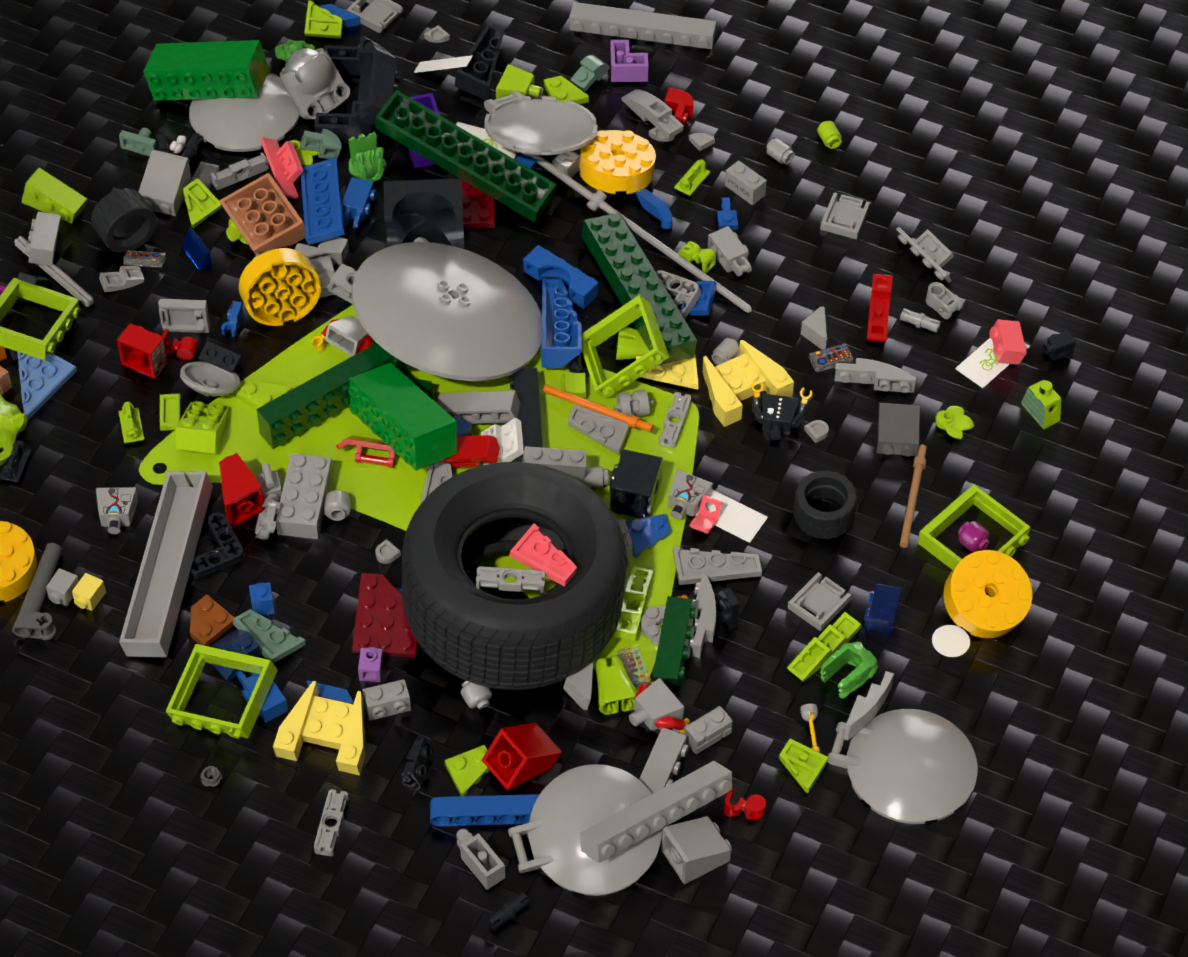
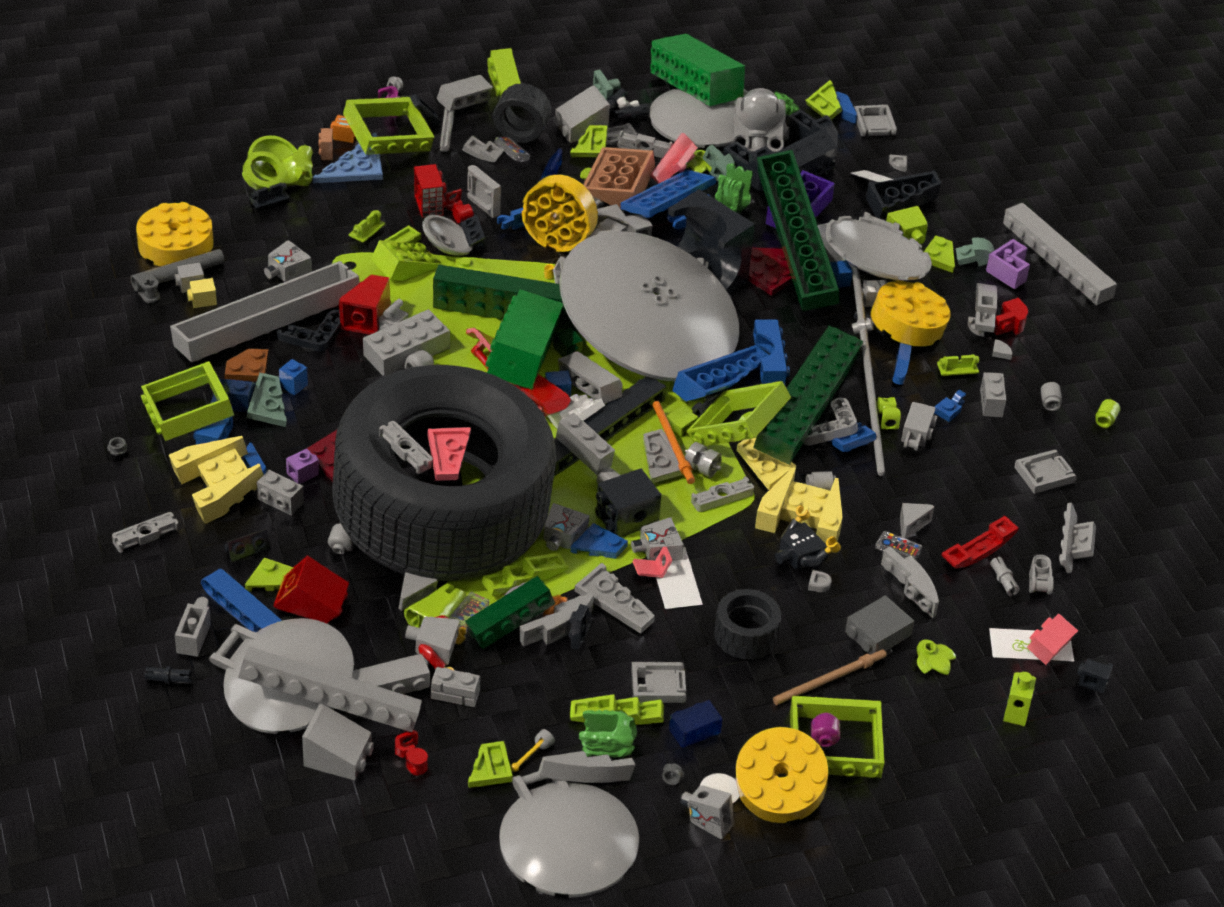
camera: 45 degrees right, 10 degrees down
(265, 523) = (358, 332): light grey plate -> none
(915, 658) = (668, 775): none -> dark grey plate
(973, 660) = (710, 810): none -> light grey torso

